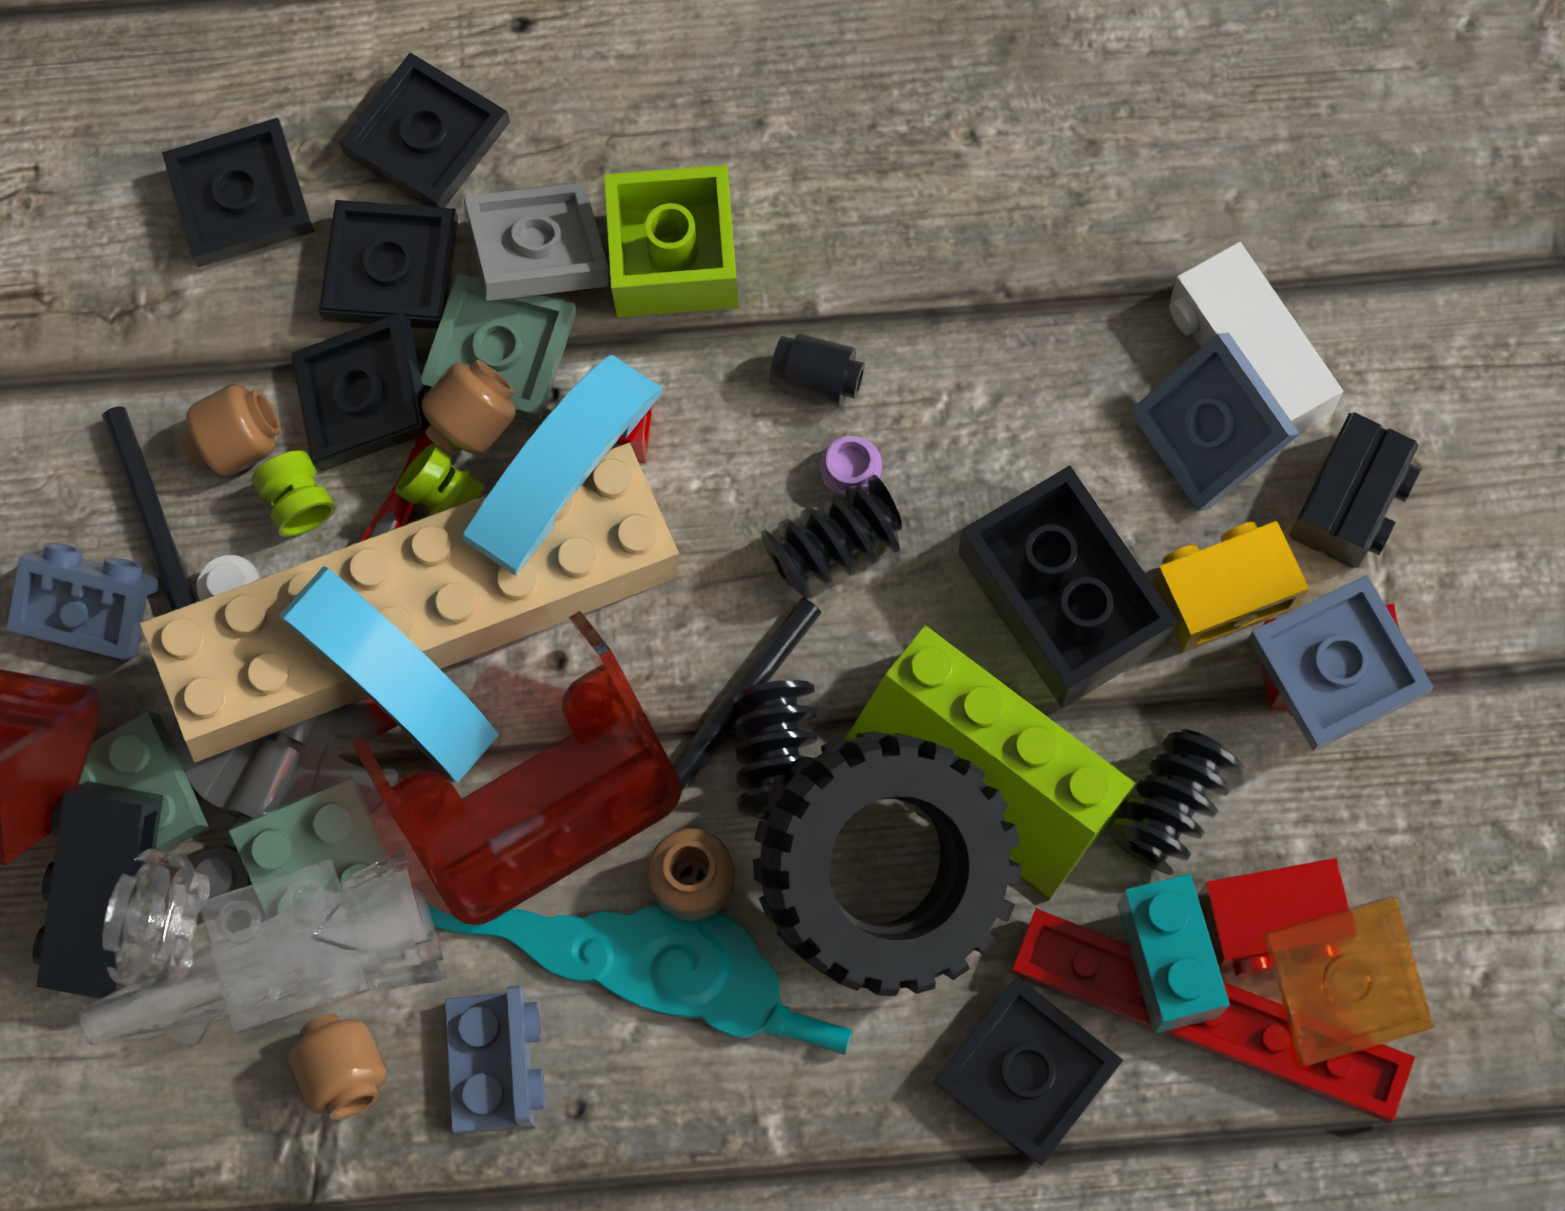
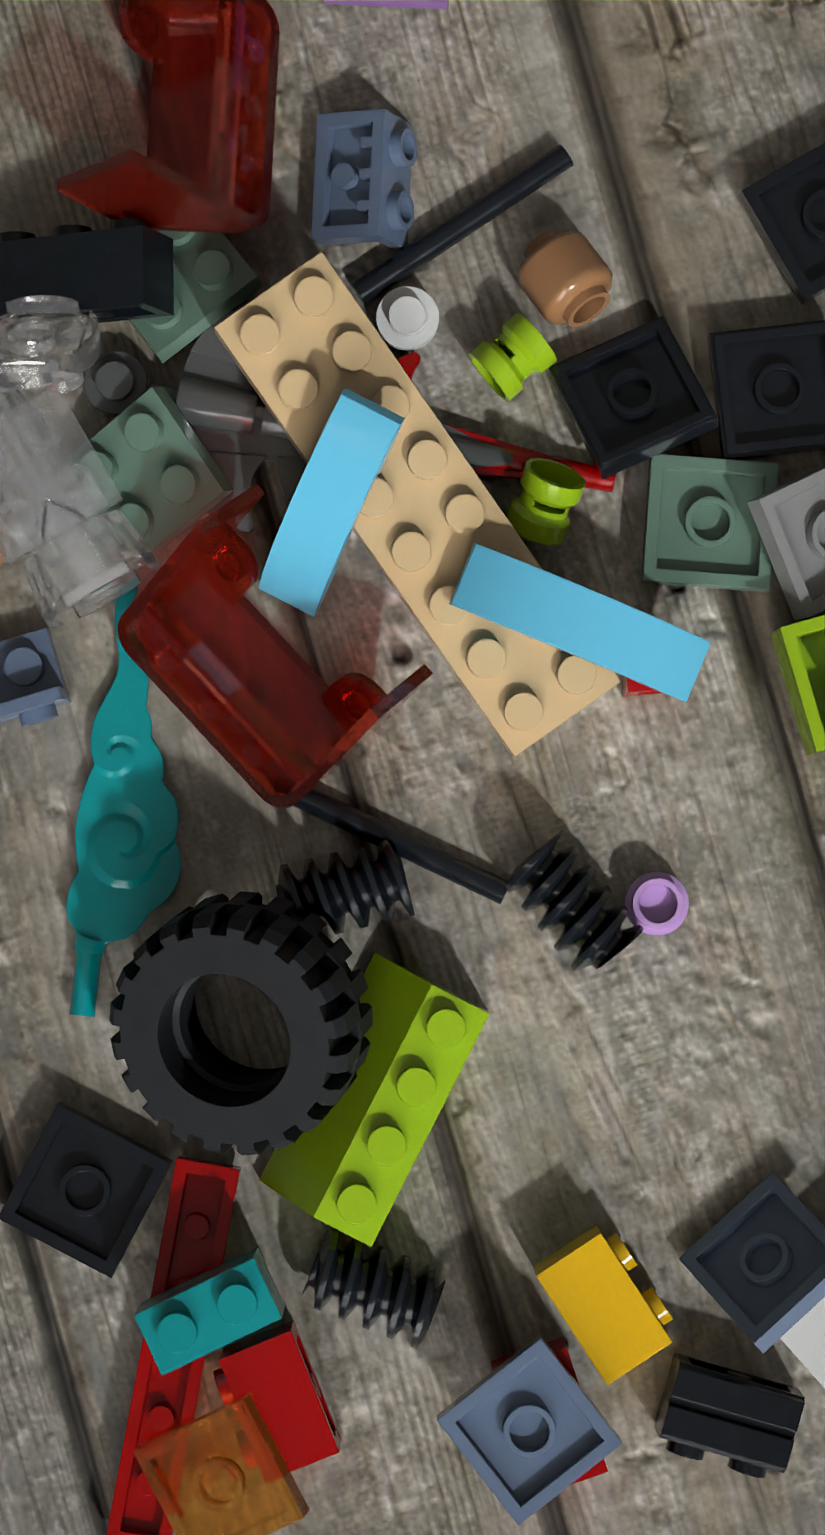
camera: 75 degrees right, 15 degrees up
(468, 408) = (626, 512): medium nougat head -> none
(695, 853) = (180, 831): medium nougat head -> none
(816, 370) = (749, 849): black brick -> none
(1066, 586) = (563, 1145): black brick -> none

